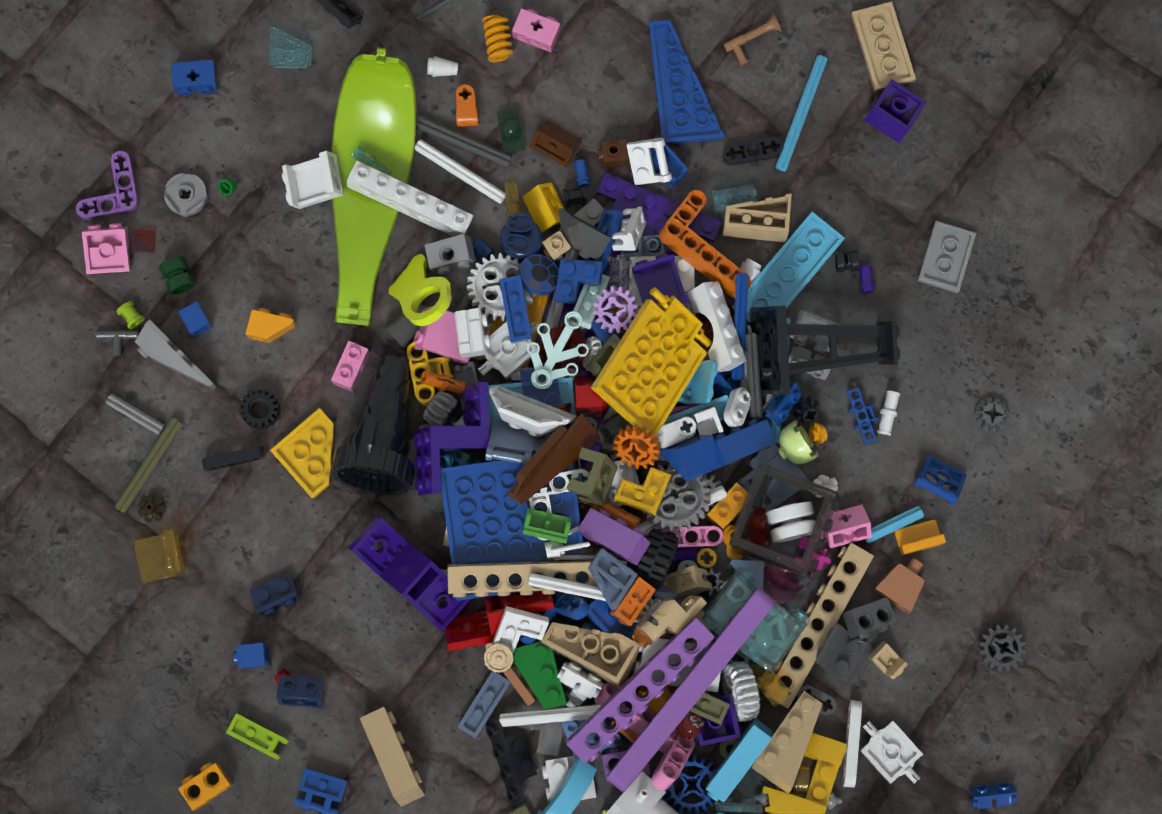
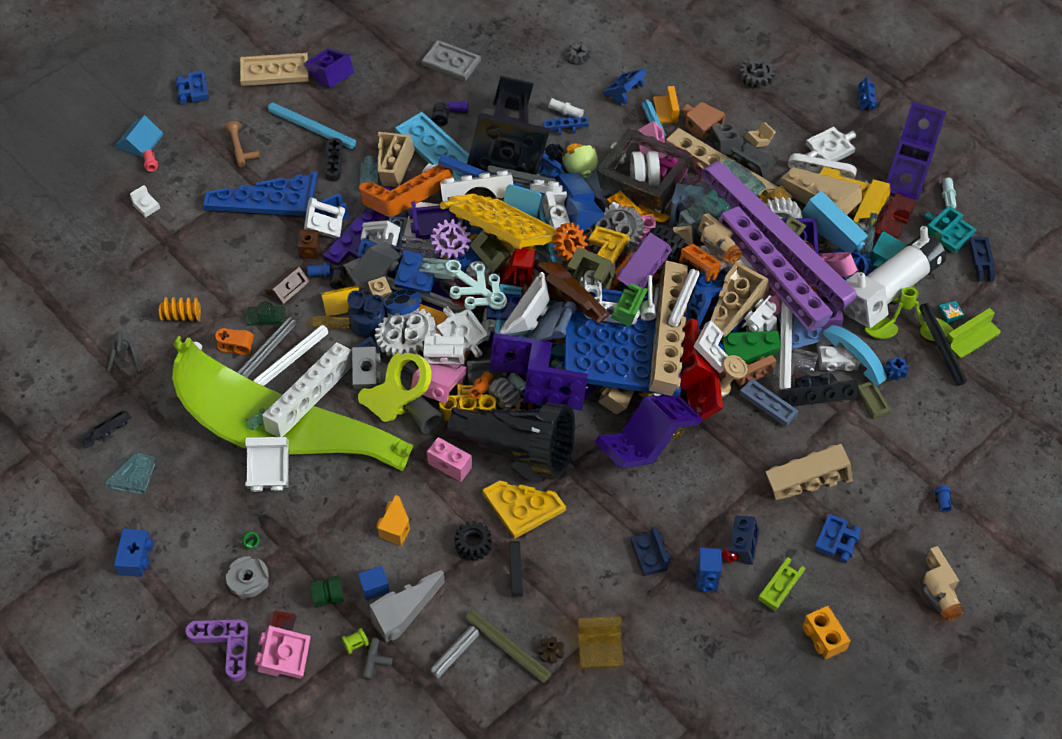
camera: 80 degrees left, 25 degrees down
(516, 309) = (430, 314): blue plate -> none
(542, 38) = (182, 281): bright pink brick -> none
(611, 577) = (679, 266): sand blue wing -> none

